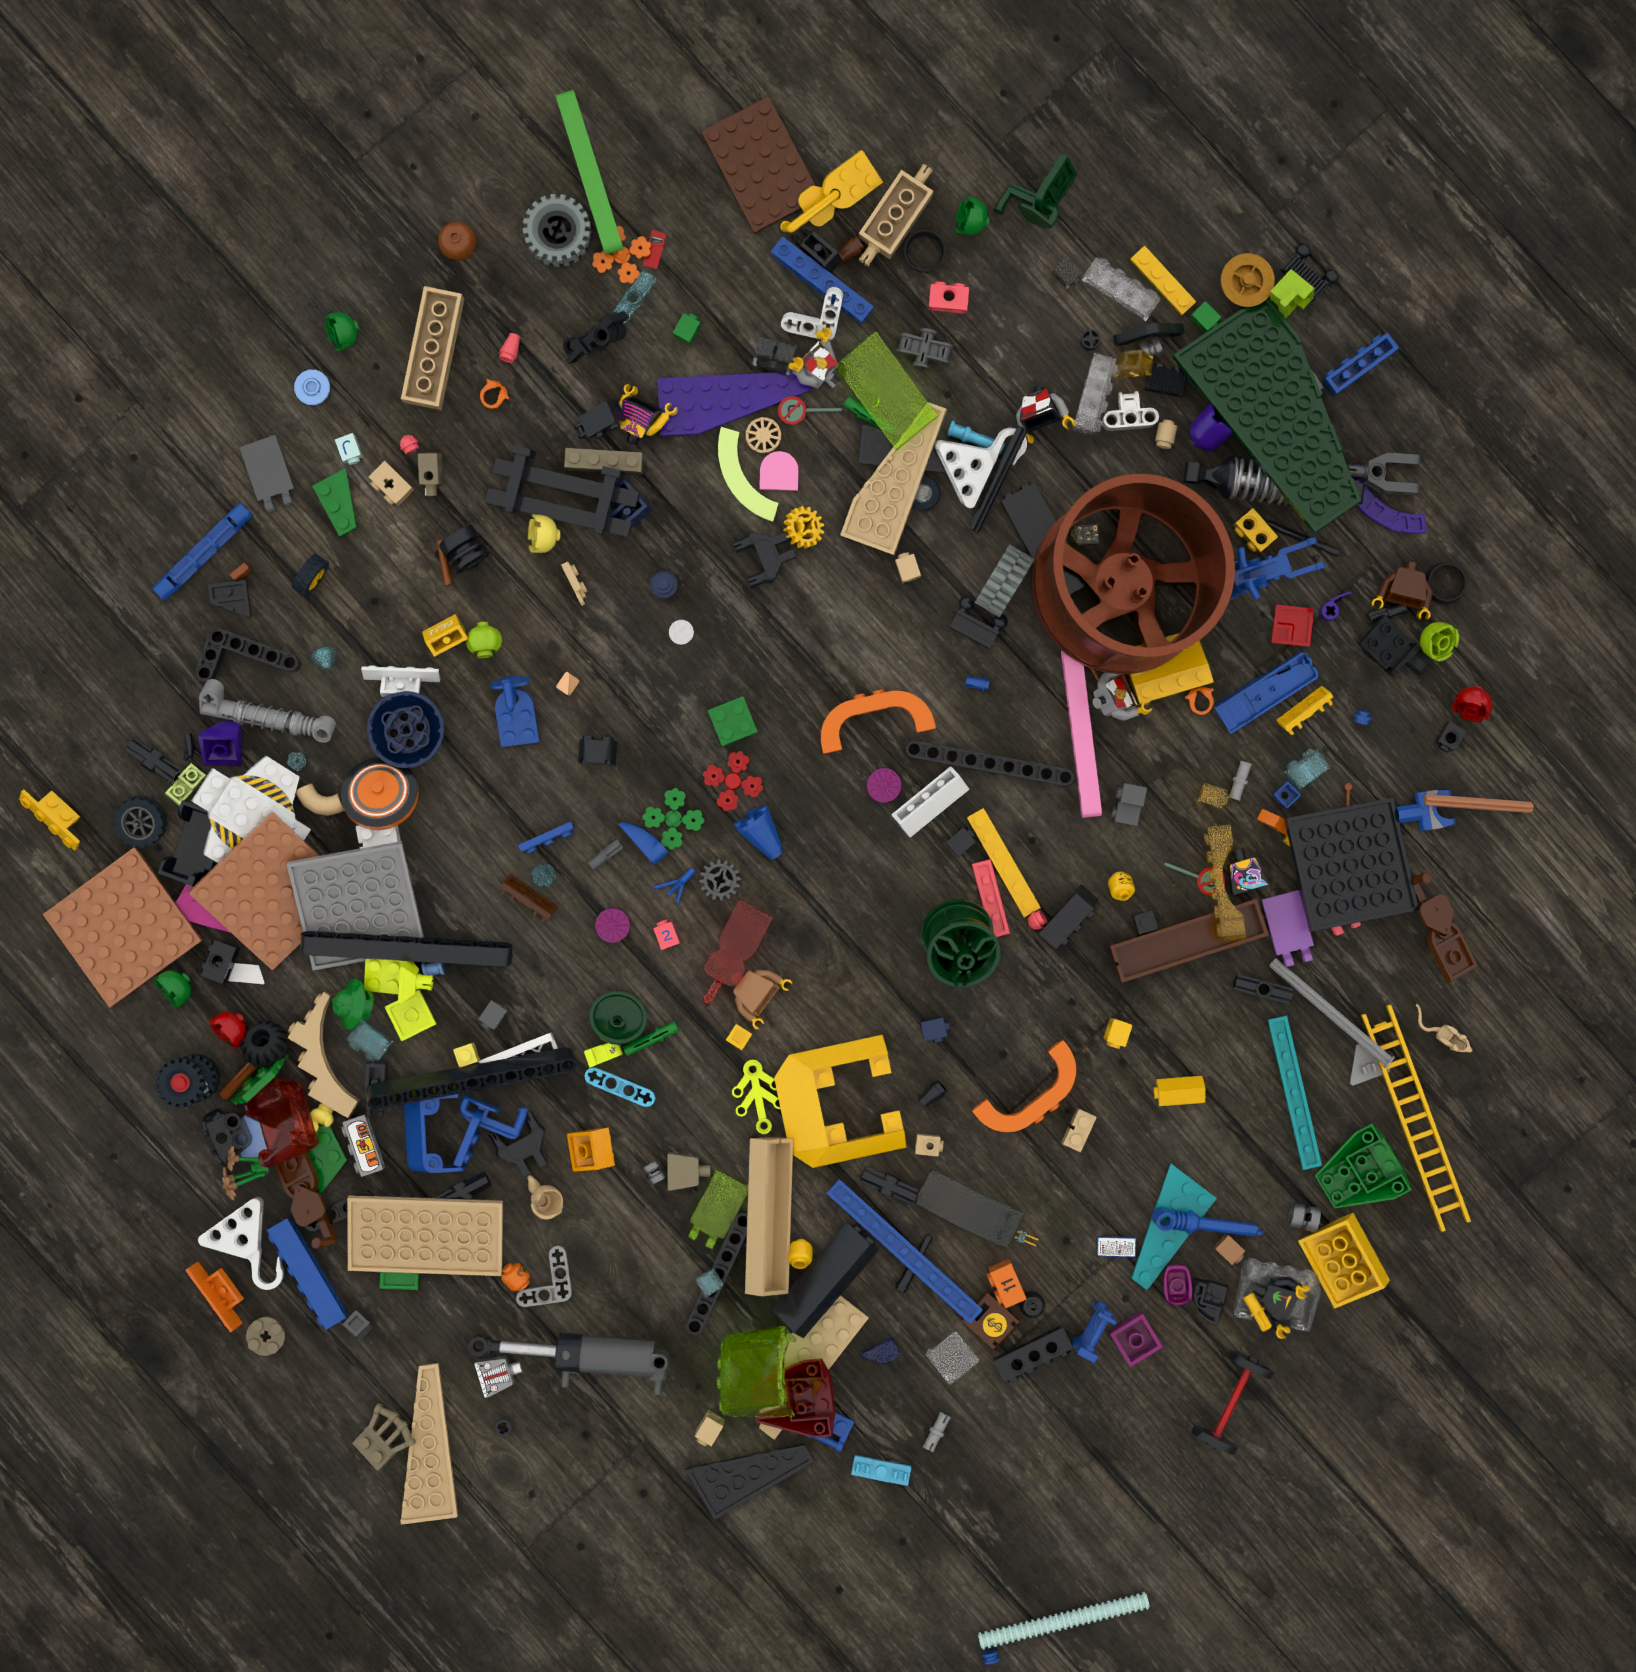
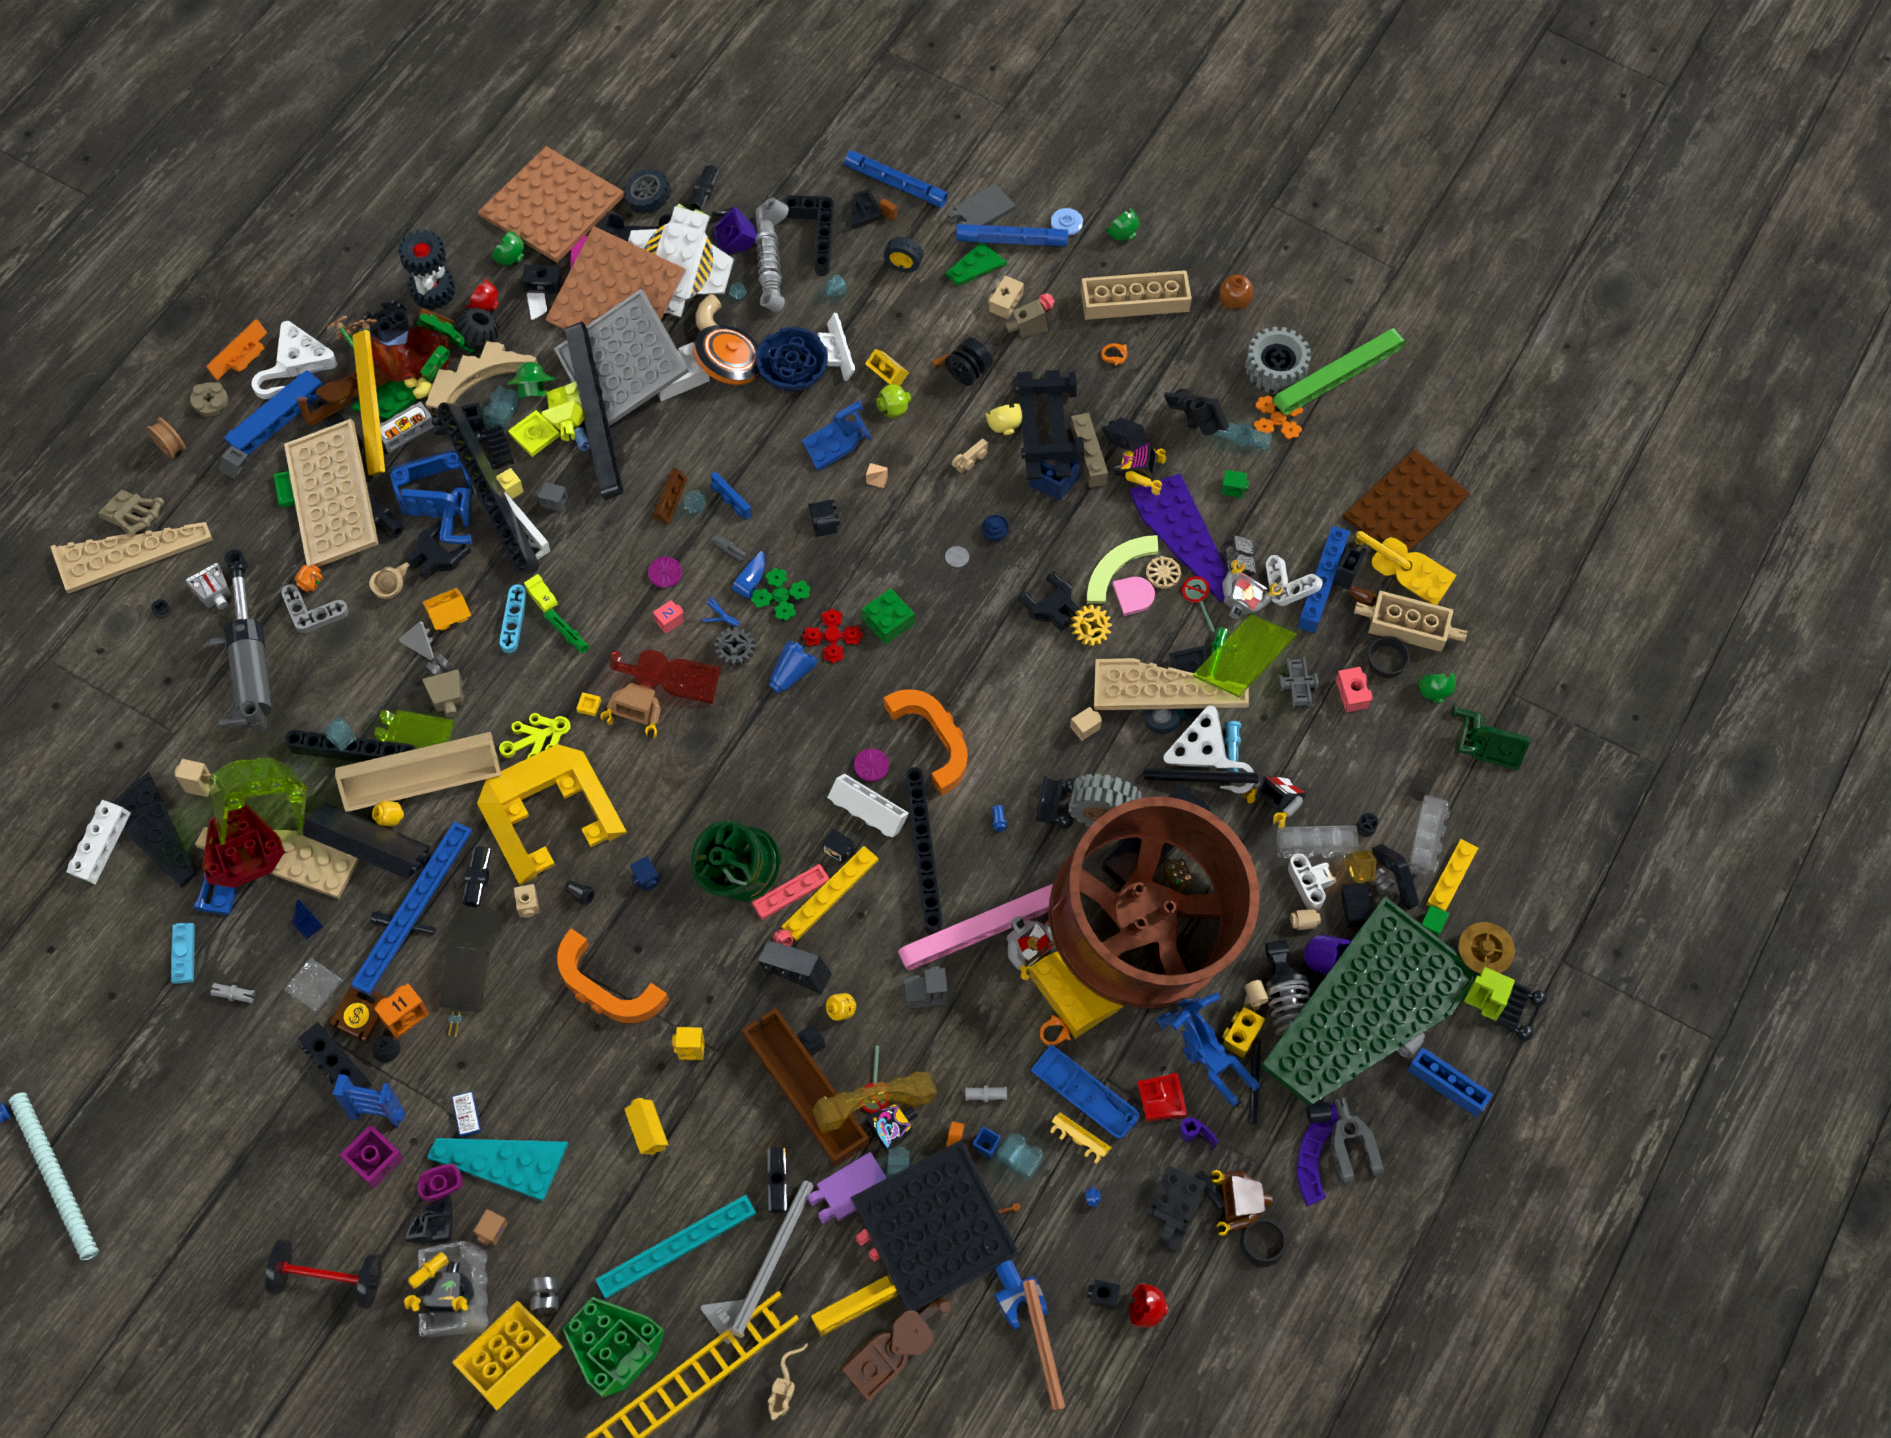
camera: 70 degrees right, 25 degrees down
(54, 814) = (636, 133): yellow bracket -> none
(303, 1097) = (435, 363): none -> green piece
(309, 1388) = (166, 438): none -> medium nougat wheel
(316, 452) = (1011, 235): none -> blue piece
(334, 1175) = (368, 403): none -> yellow tile
(349, 449) = (1024, 259): light aqua brick -> none
(413, 1055) = (497, 444): none -> black gear
(509, 350) = (1159, 354): coral cone -> none
(619, 1008) = (581, 587): dark green dish -> none
(619, 1183) = (418, 640): none -> light grey piece
(657, 242) = (1299, 443): red sticker -> none
(749, 1529) = (98, 842): none -> white brick
(1083, 1124) = (581, 1040): tan piece -> none
(1191, 1222) = (509, 1175): blue piece -> none
(1213, 796) = (961, 1070): clear yellow brick -> none
(1230, 508) = (1255, 995): none -> tan piece
(1281, 878) = (897, 1160): none -> clear light blue brick
(1393, 954) = (854, 1305): none -> yellow fence
(1438, 640) = (1200, 1248): lime cylinder -> none

